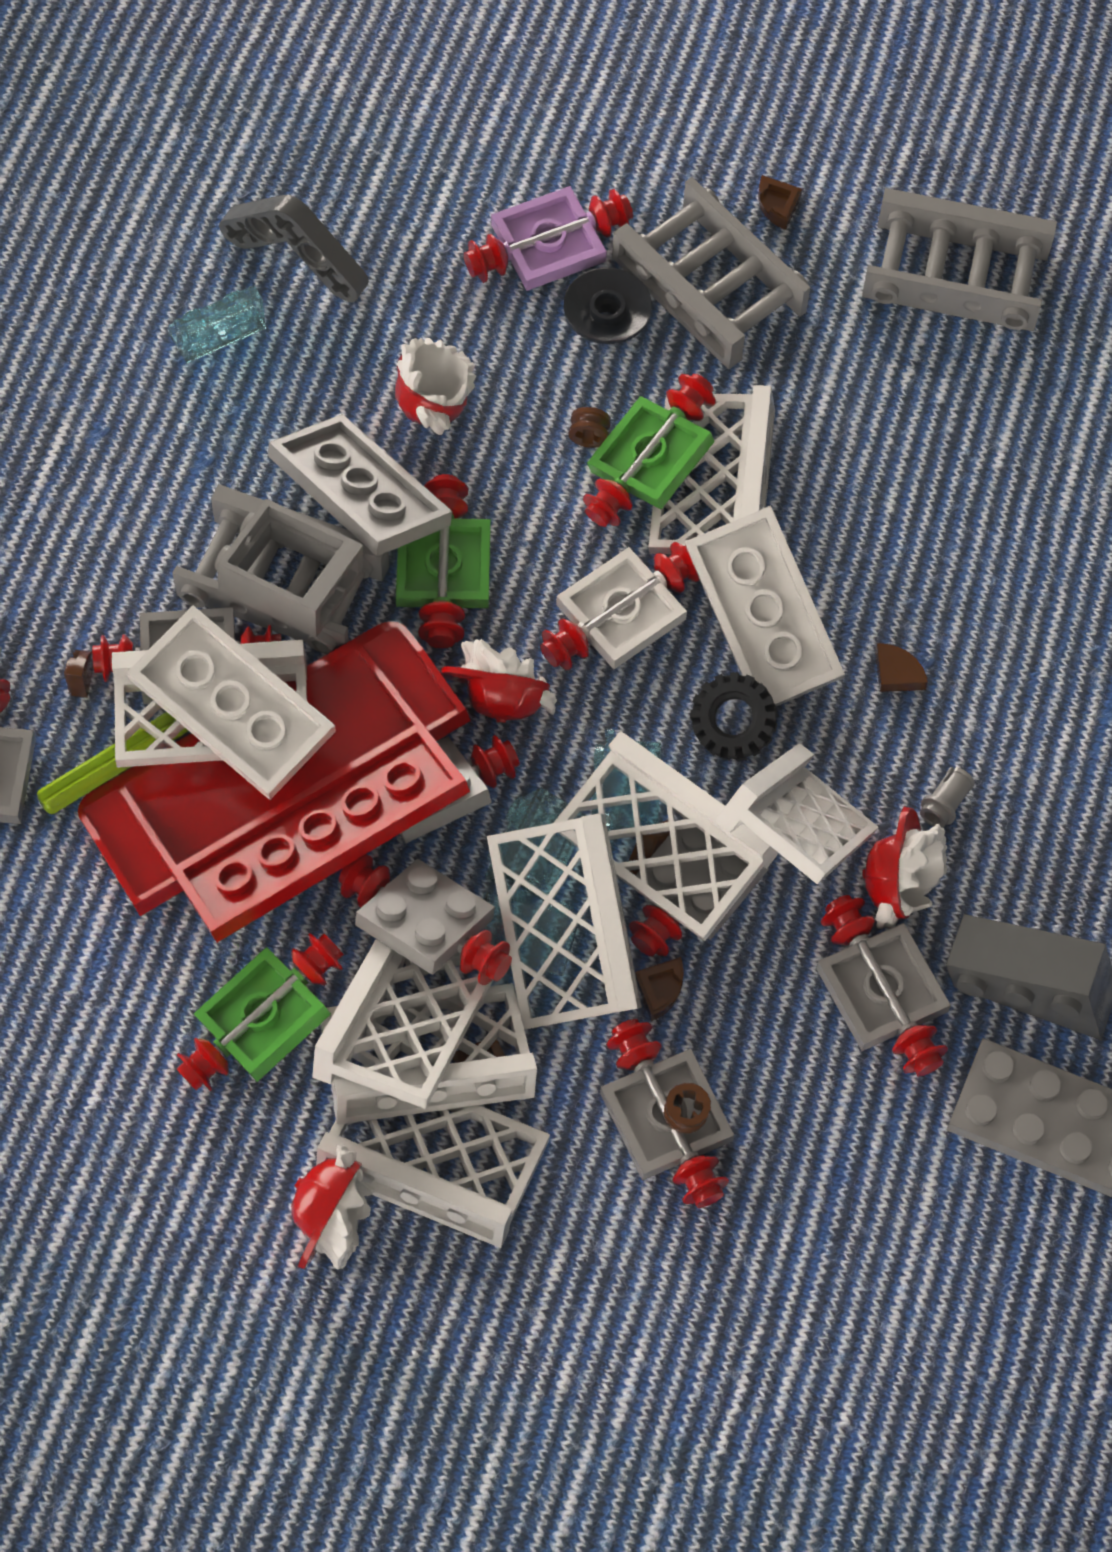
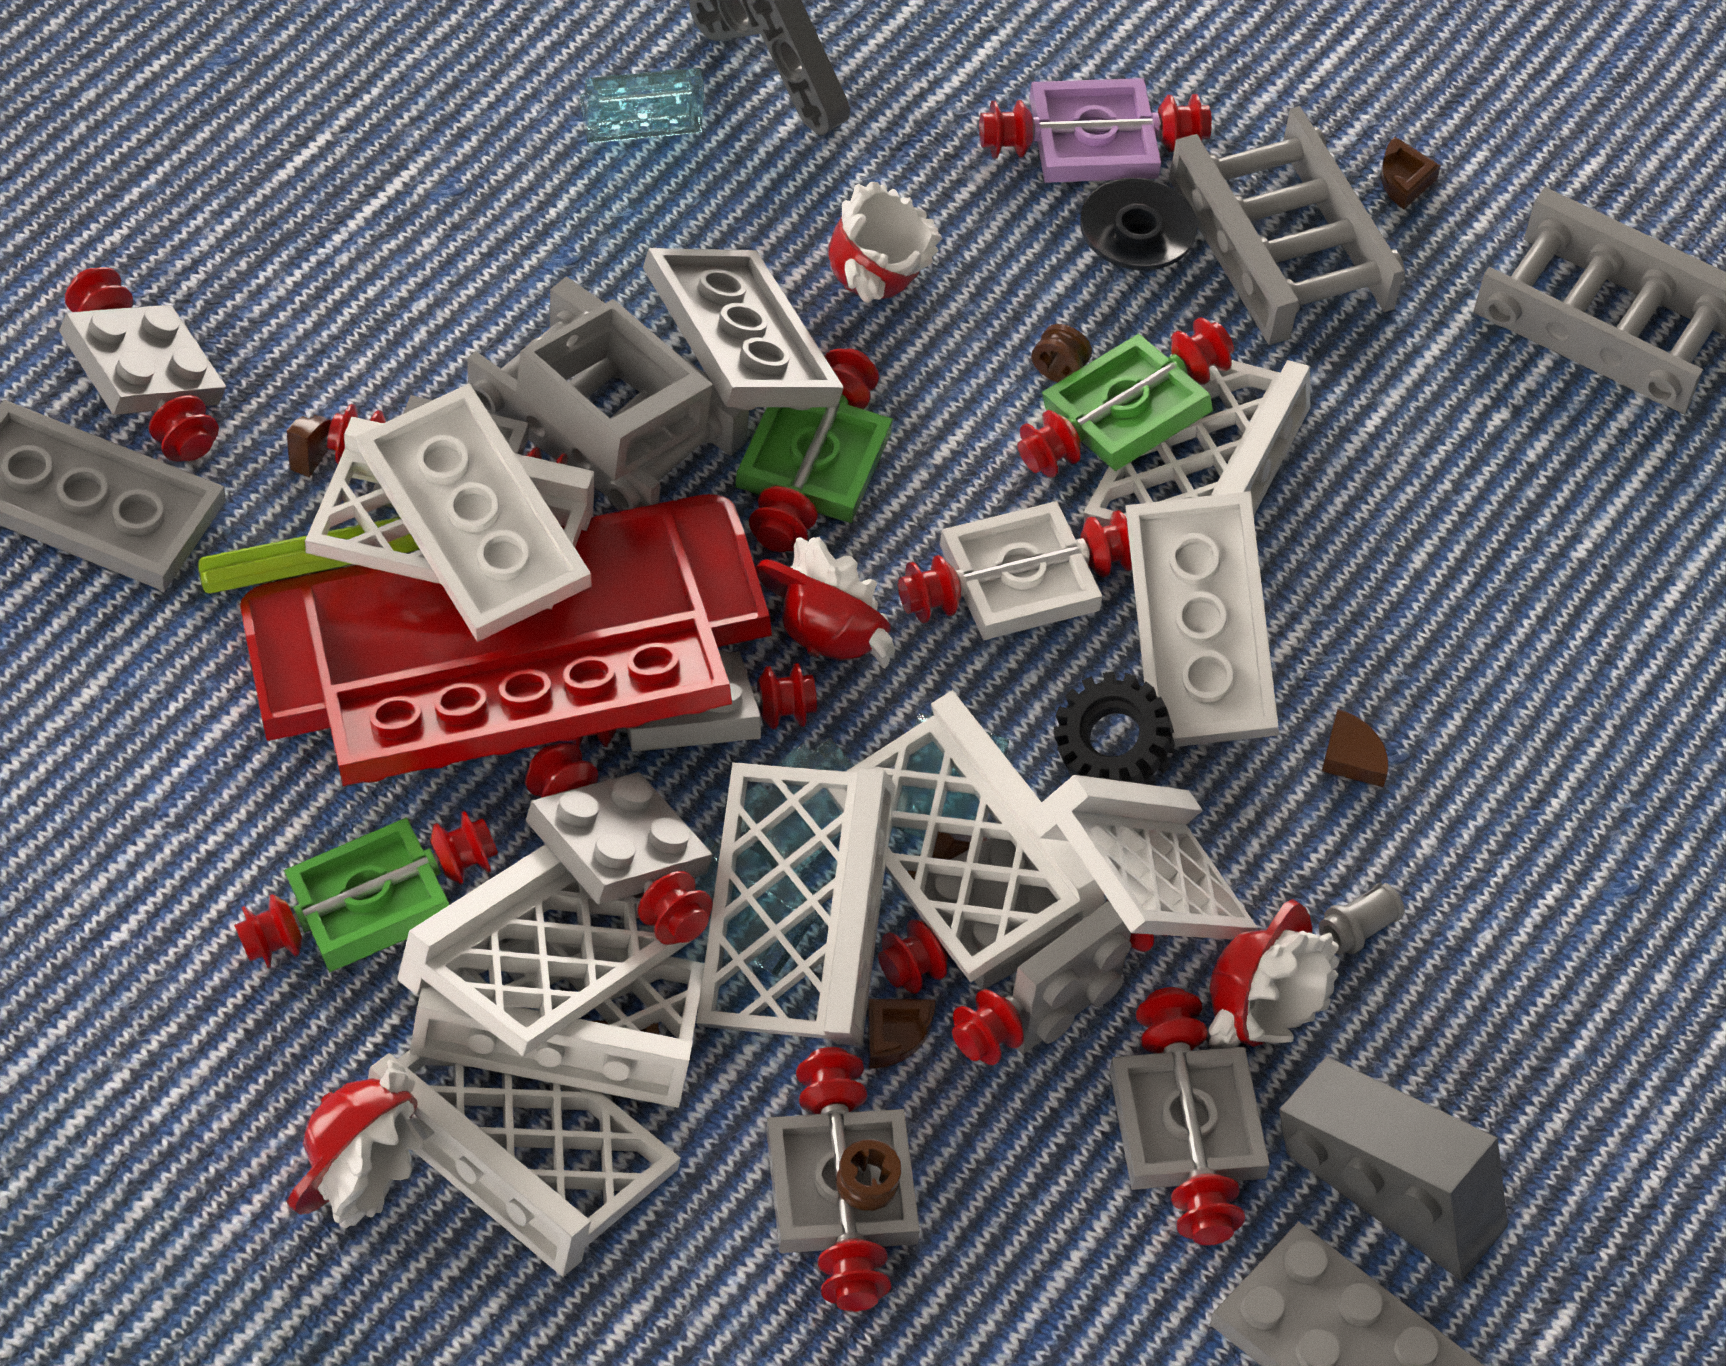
camera: 15 degrees right, 10 degrees down
(760, 933) = (1050, 988): none -> light grey plate

